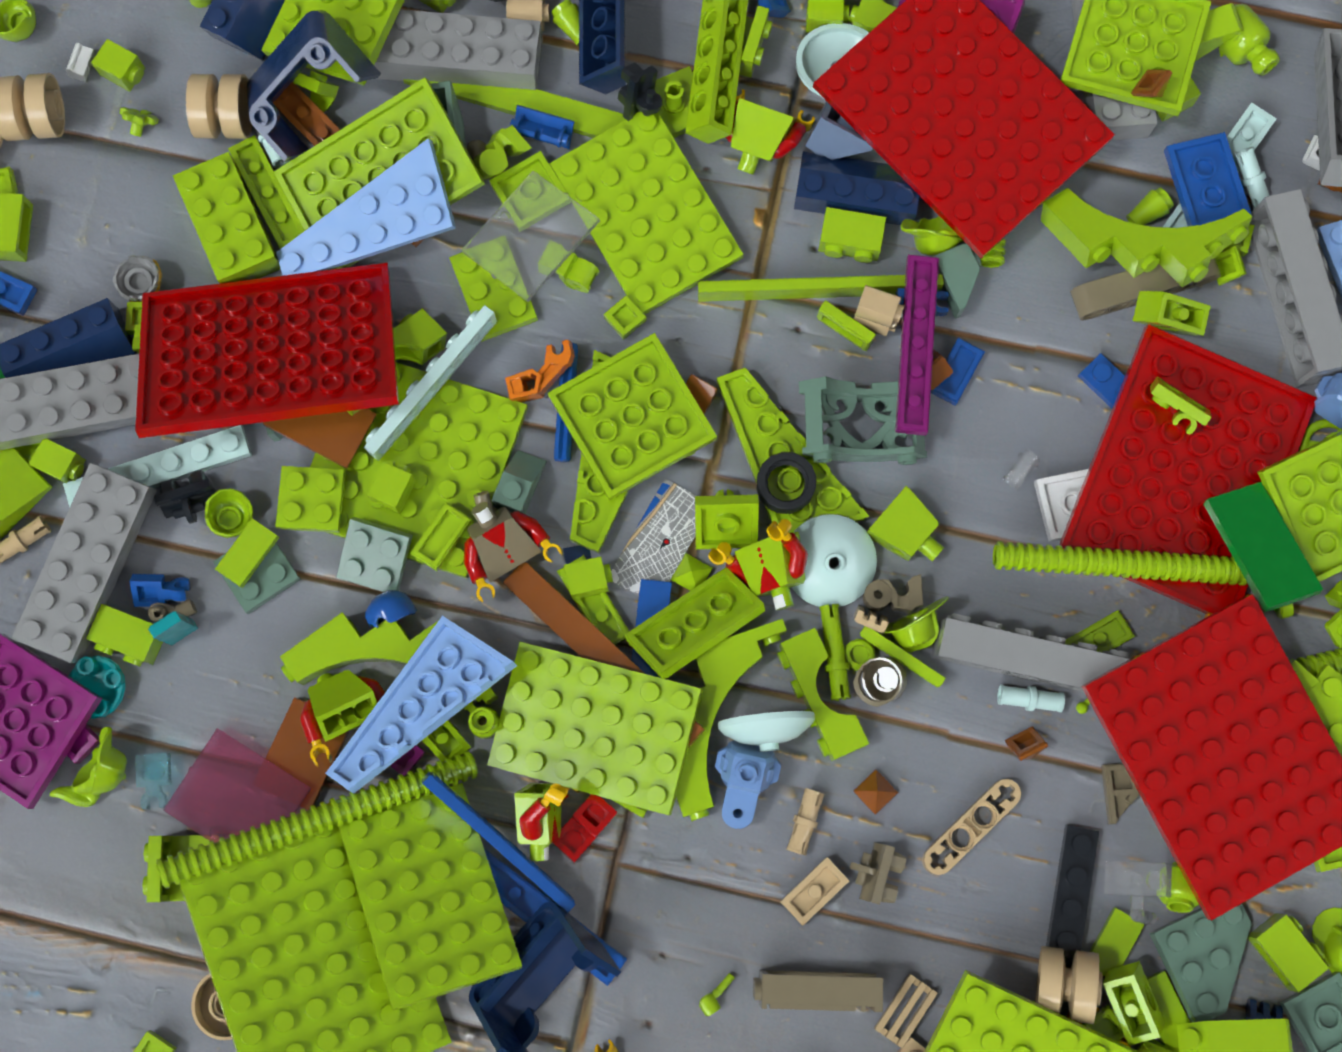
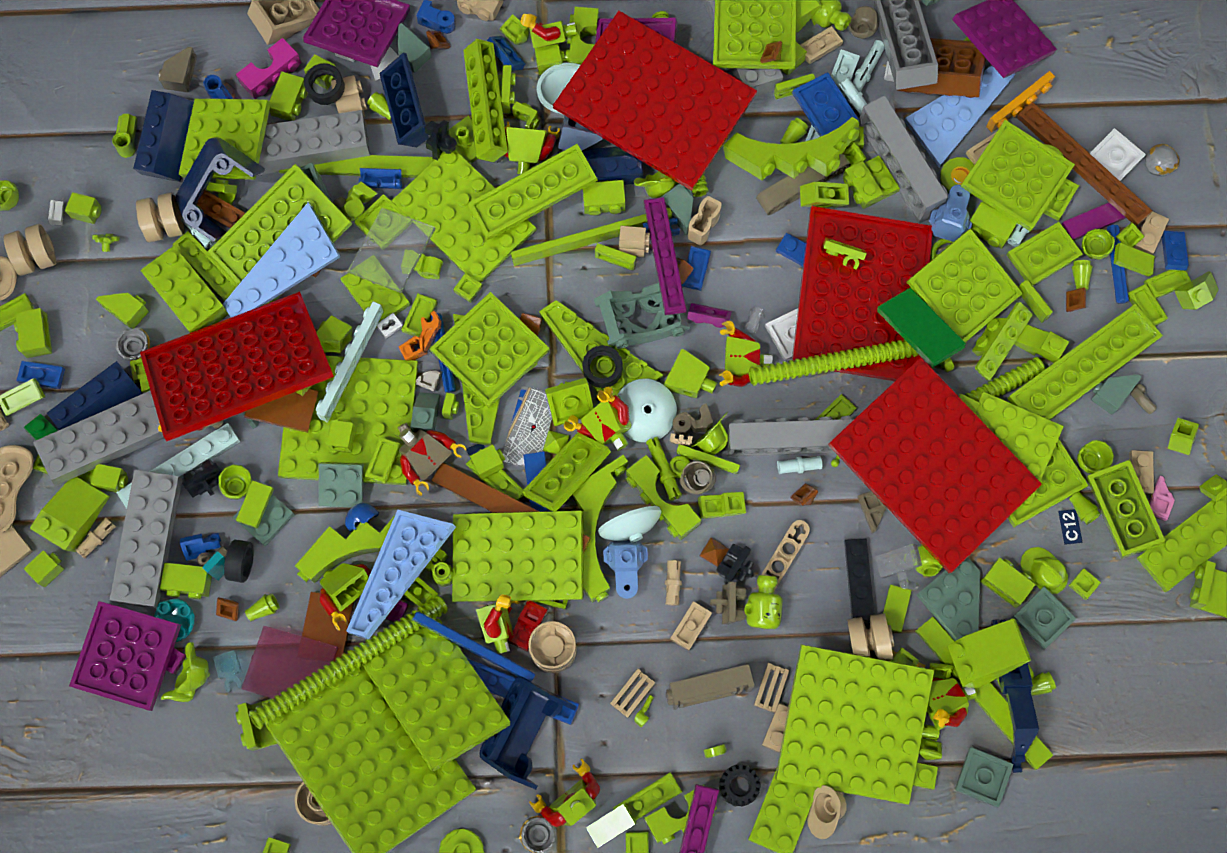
camera: 15 degrees left, 5 degrees down
(140, 223) = (124, 307): none -> lime slope
(173, 689) = (227, 608): none -> dark orange slope
(204, 628) = (238, 561): none -> black tyre
(225, 701) = (263, 607): none -> lime cone
(310, 499) = (288, 458): lime plate -> none
(497, 338) = (386, 323): none -> white piece
(537, 436) = (429, 379): none -> tile
(551, 330) = (421, 308): none -> lime tile
(556, 482) = (450, 406): none -> lime plate
(609, 871) = (552, 647): none -> tan wheel
(714, 975) = (643, 678): none -> tan tile
(752, 202) = (532, 191): none -> lime plate
(772, 84) = (527, 114): none -> lime bracket
(904, 726) = (721, 505): none -> lime slope
(911, 809) = (739, 555): none -> black hips
(926, 891) = (764, 606): none -> lime piece
(958, 446) = (709, 315): none -> magenta plate
(988, 518) = (740, 355): none -> torso
(990, 304) = (704, 220): none -> tan brick
(1134, 1003) = (916, 639): lime brick -> none
(1158, 139) = (786, 88): none -> lime tile
(1225, 88) = (821, 44): none -> tan plate
(1242, 309) = (870, 182): none -> lime plate
(1296, 71) = (864, 22): none -> dark tan hair
(1302, 117) = (876, 50): none -> light aqua pin

